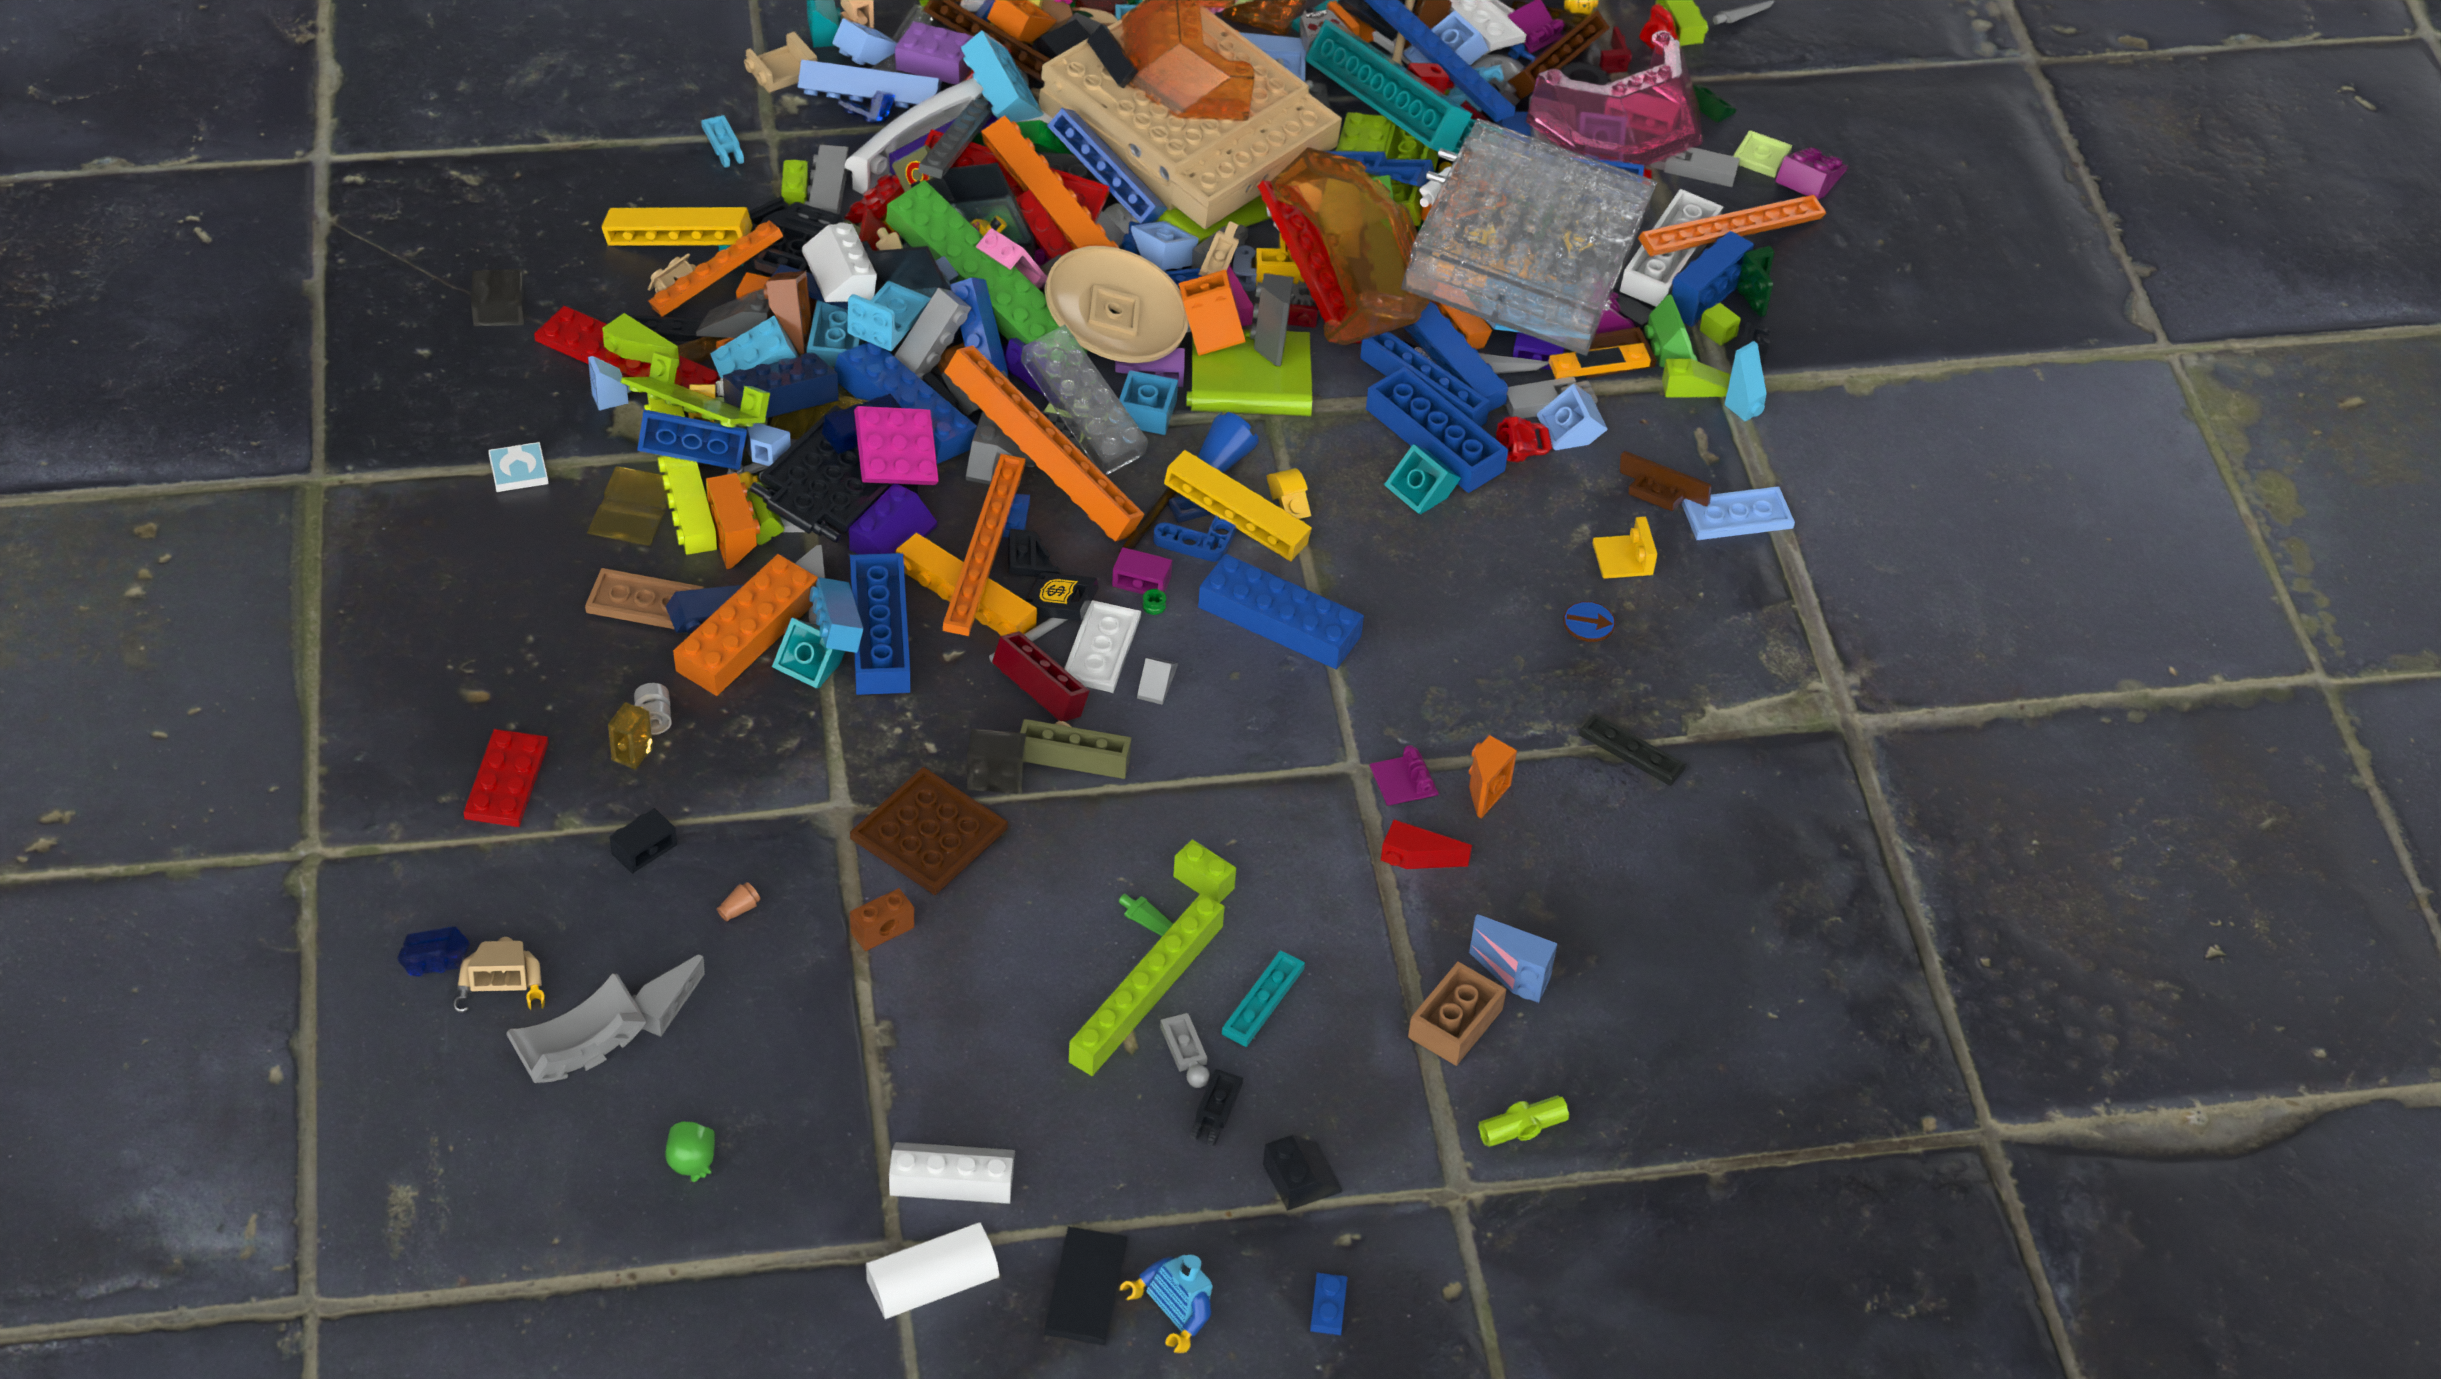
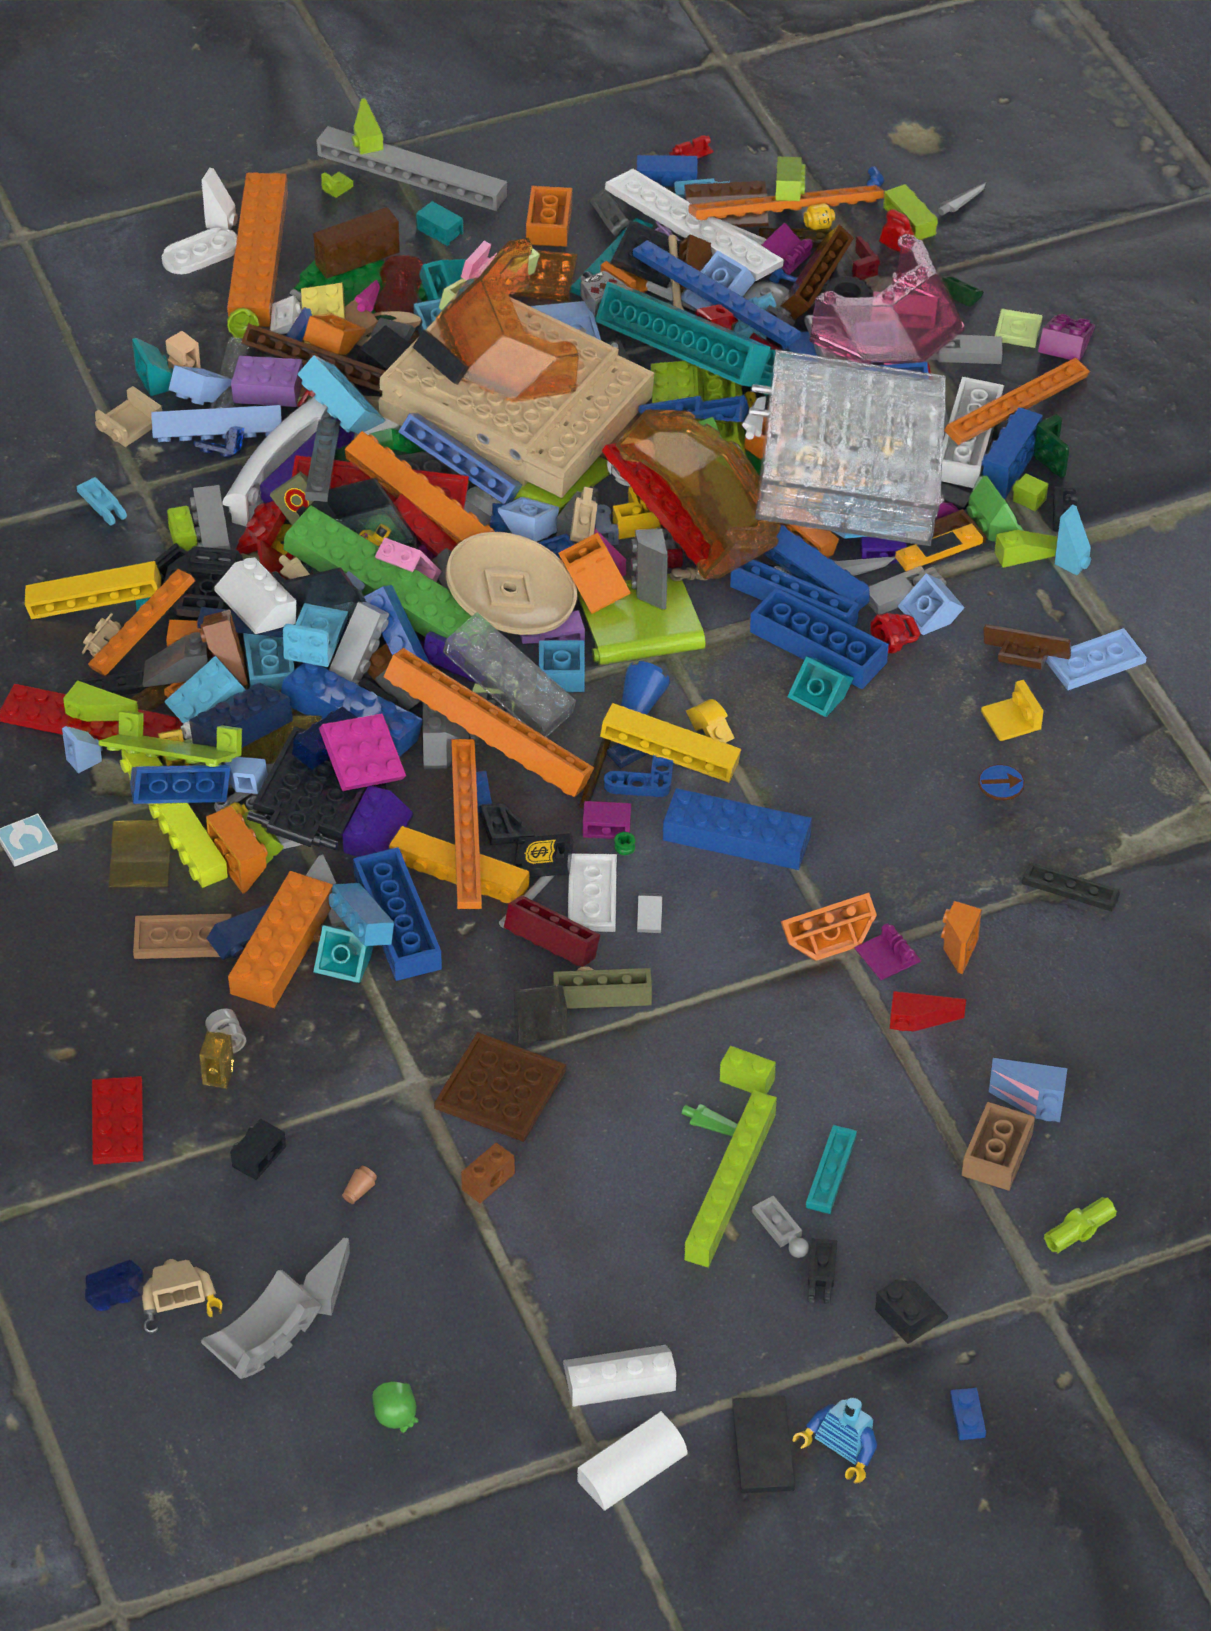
camera: 10 degrees left, 0 degrees up
(1307, 333) = (689, 574): none -> dark tan piece
(1347, 737) = (831, 927): none -> orange wedge

